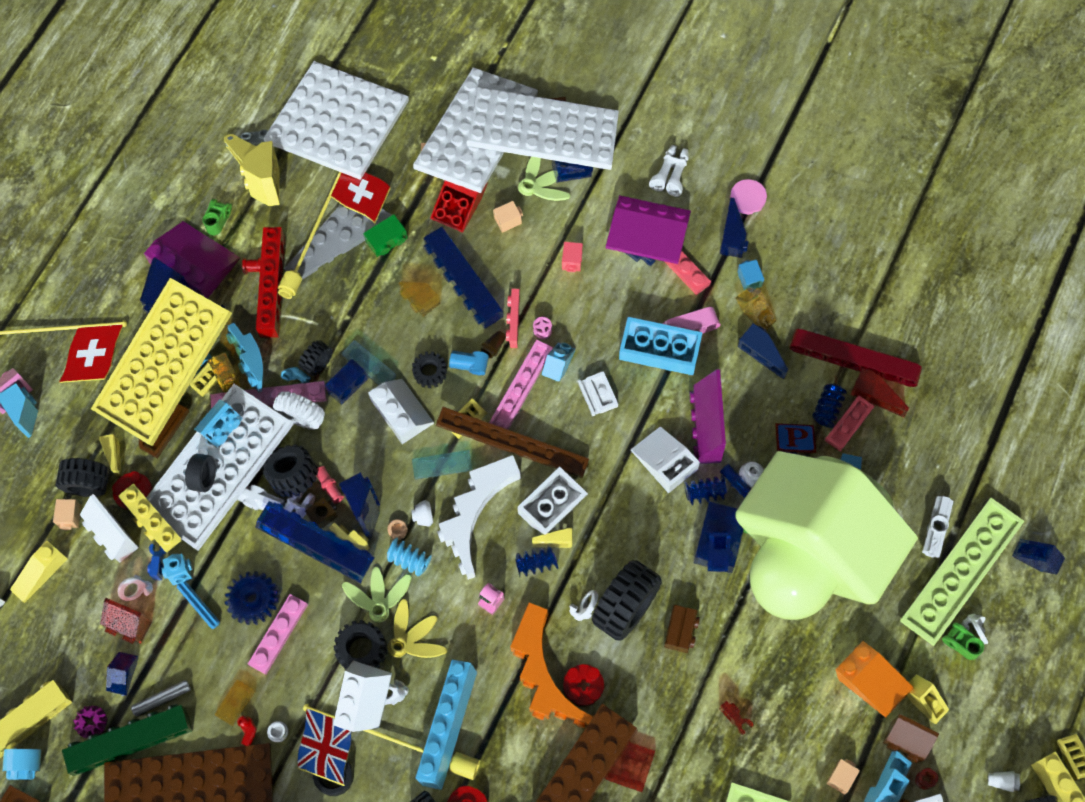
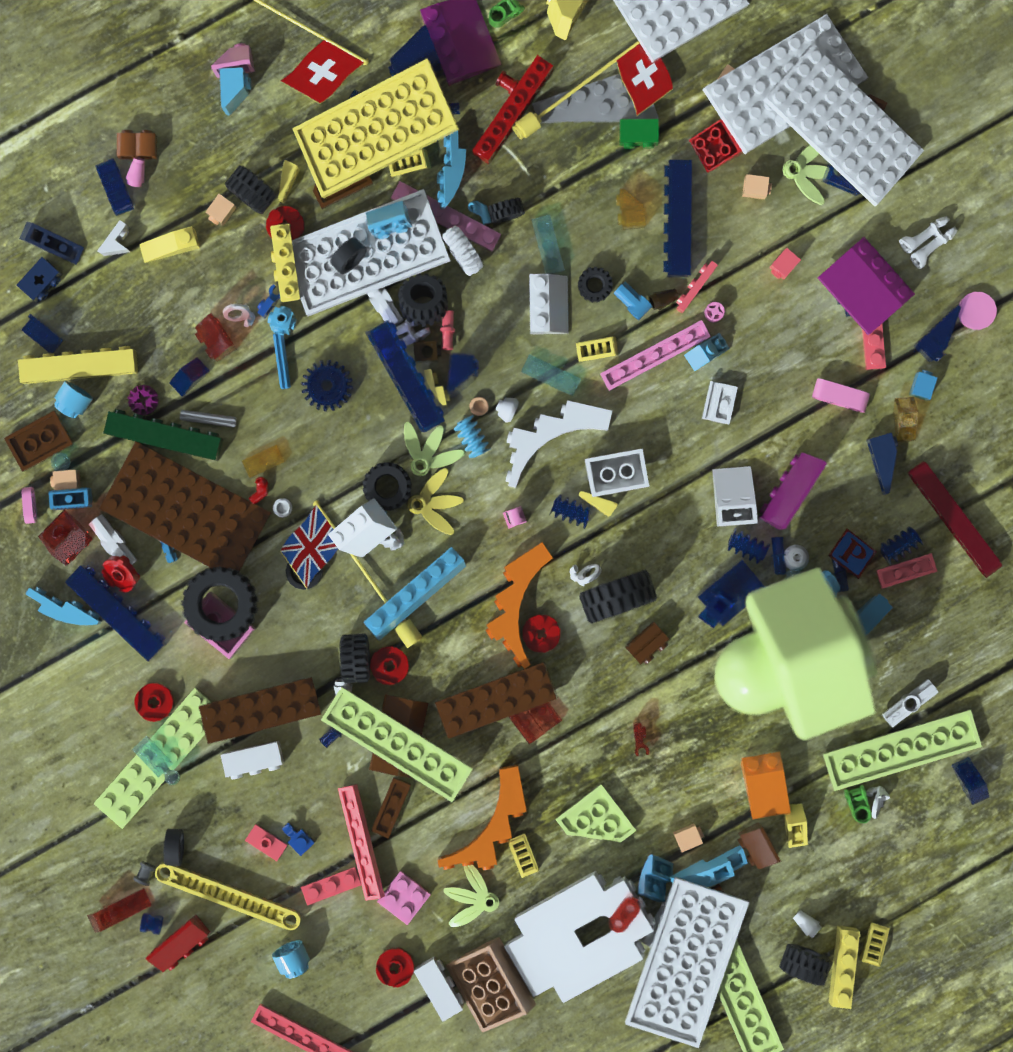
camera: 40 degrees right, 20 degrees up
(107, 530) = (245, 248): white slope -> none
(224, 372) = (421, 173): clear yellow slope -> none
(277, 634) = (330, 428): bright pink plate -> none
(346, 381) = (519, 248): clear blue brick -> none
(512, 442) = (619, 398): reddish brown plate -> none
(660, 346) = (800, 398): medium azure slope -> none
(879, 393) = (948, 556): clear red slope -> none
(924, 785) = (747, 876): clear red bush -> none

